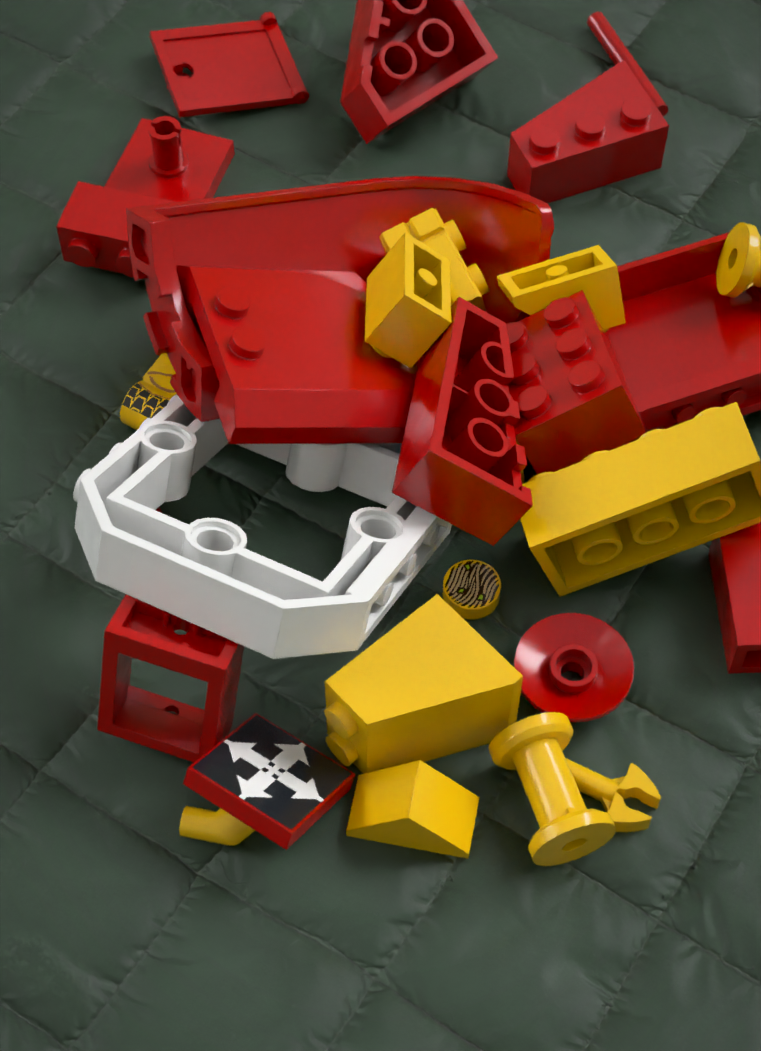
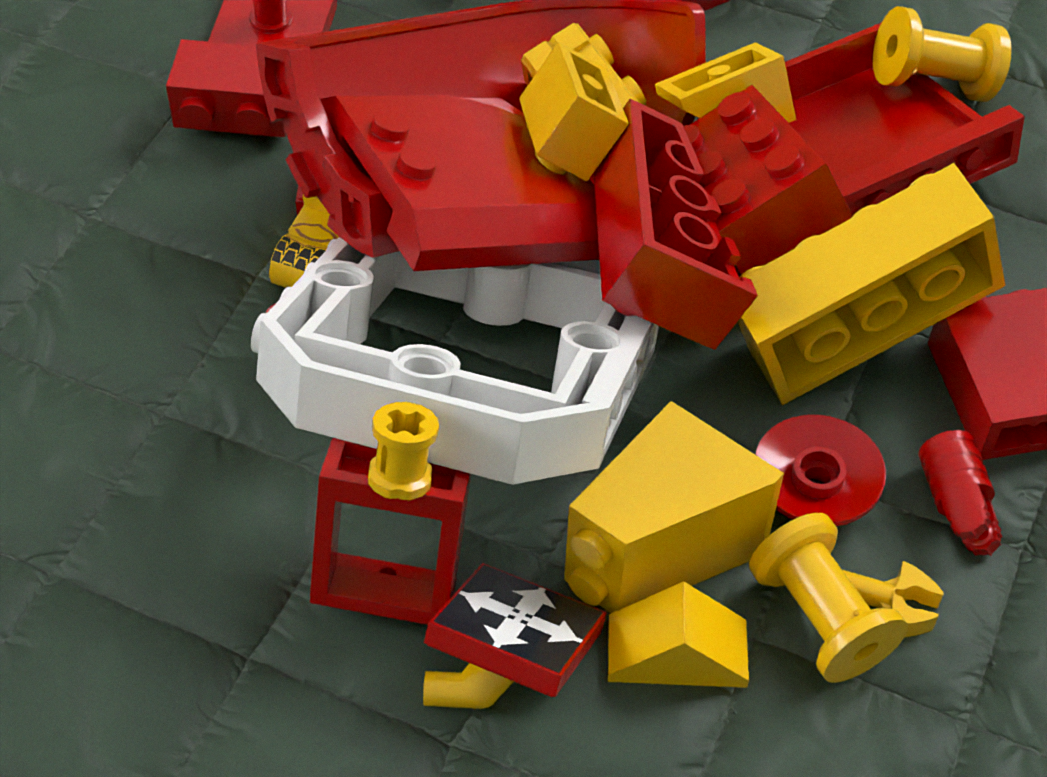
camera: 10 degrees left, 5 degrees down
(177, 607) = (403, 445): none -> yellow bush
(472, 589) = (694, 396): tile -> none
(701, 702) = (962, 489): none -> red hinge

